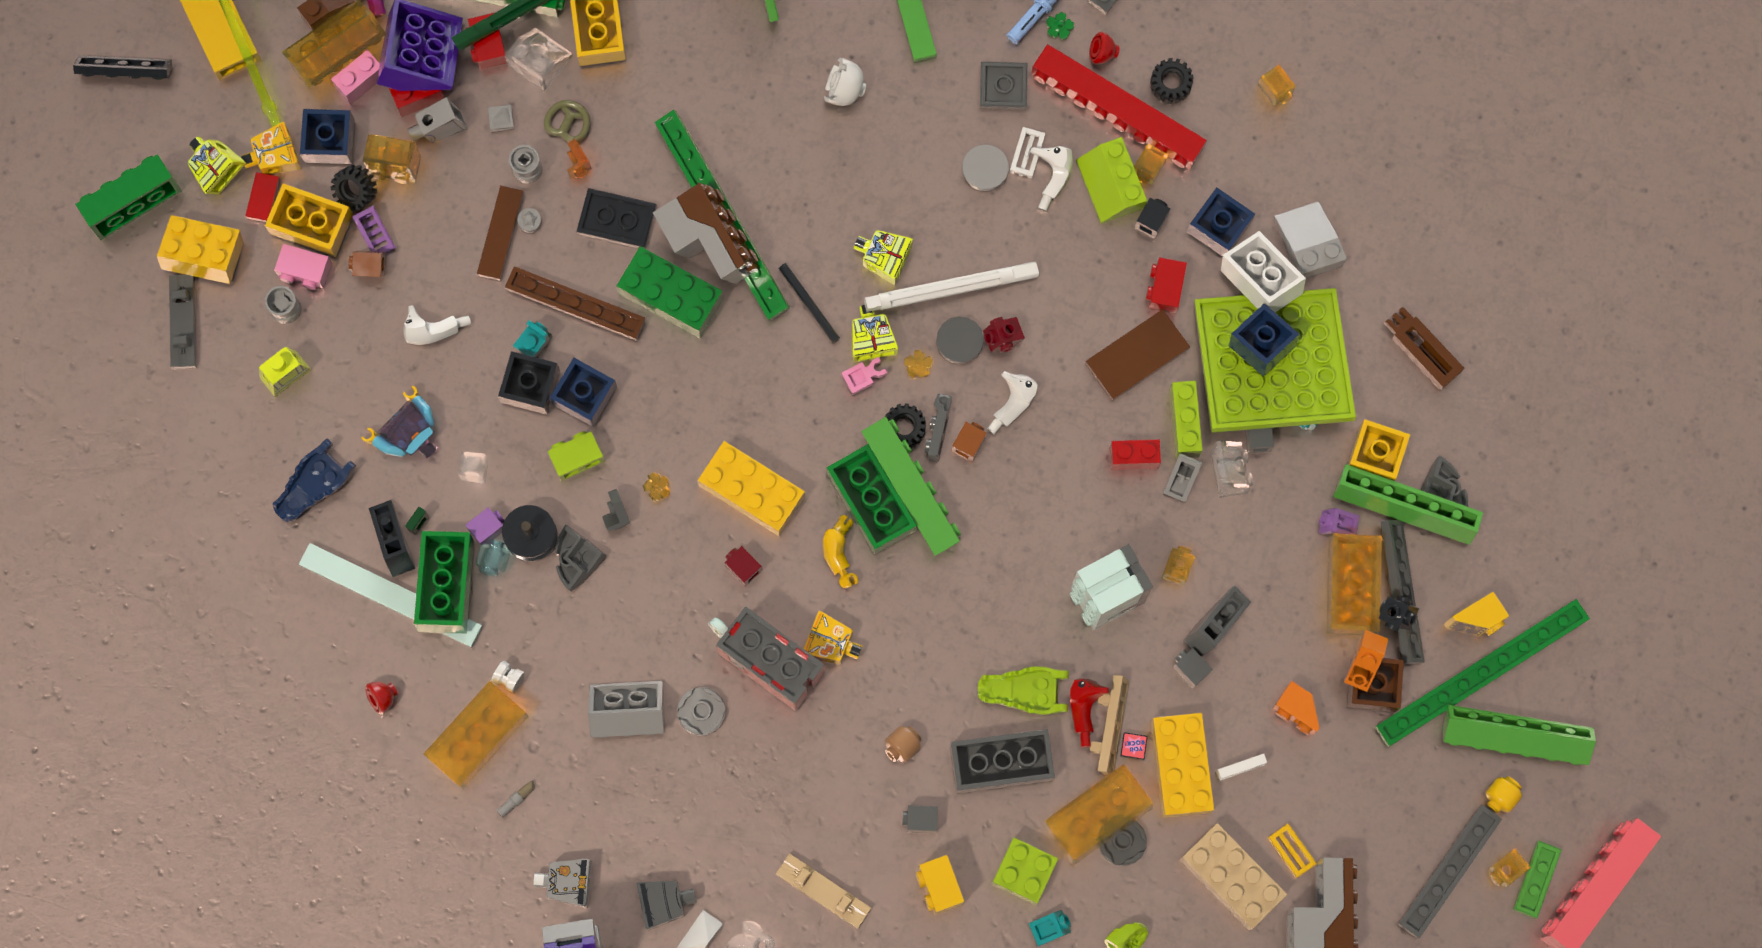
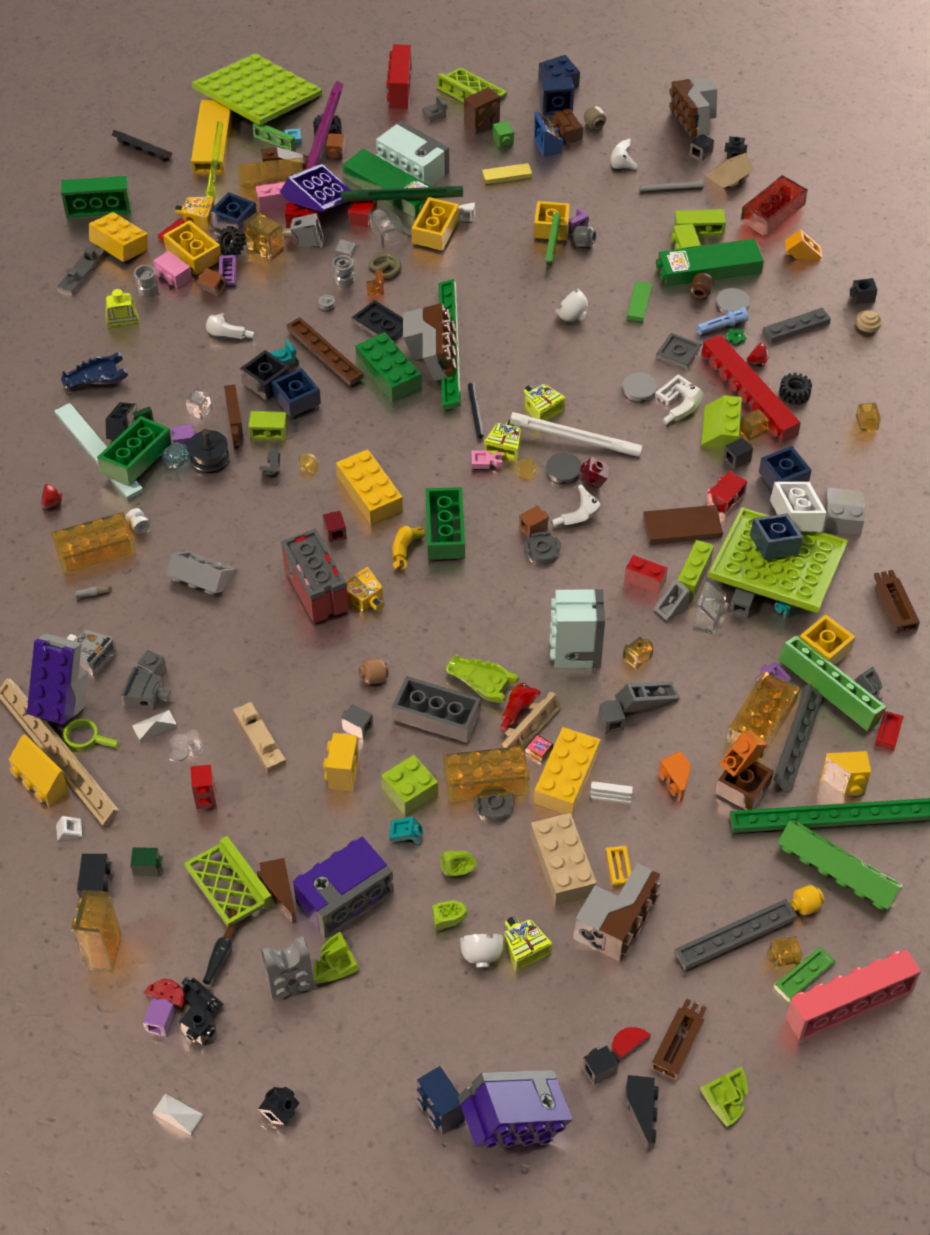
camera: 30 degrees right, 25 degrees down
(213, 164) = (157, 203): torso -> none
(406, 429) = (171, 368): torso -> none
(500, 233) = (303, 301): reddish brown tile -> none
(525, 461) = (233, 413): none -> reddish brown hinge
(576, 557) = (229, 479): dark grey brick -> none
(653, 868) = (153, 663): none -> dark grey brick
(701, 711) = (250, 596): light grey tile -> none
(910, 486) = (476, 525): bright green brick -> none
(915, 416) = (495, 489): black tyre -> none
(938, 425) = (517, 506): dark grey hinge -> none
(995, 471) = (542, 548): none -> dark grey tile
(1398, 613) = (786, 738): black brick -> none
(1492, 530) = (889, 730): none -> red tile

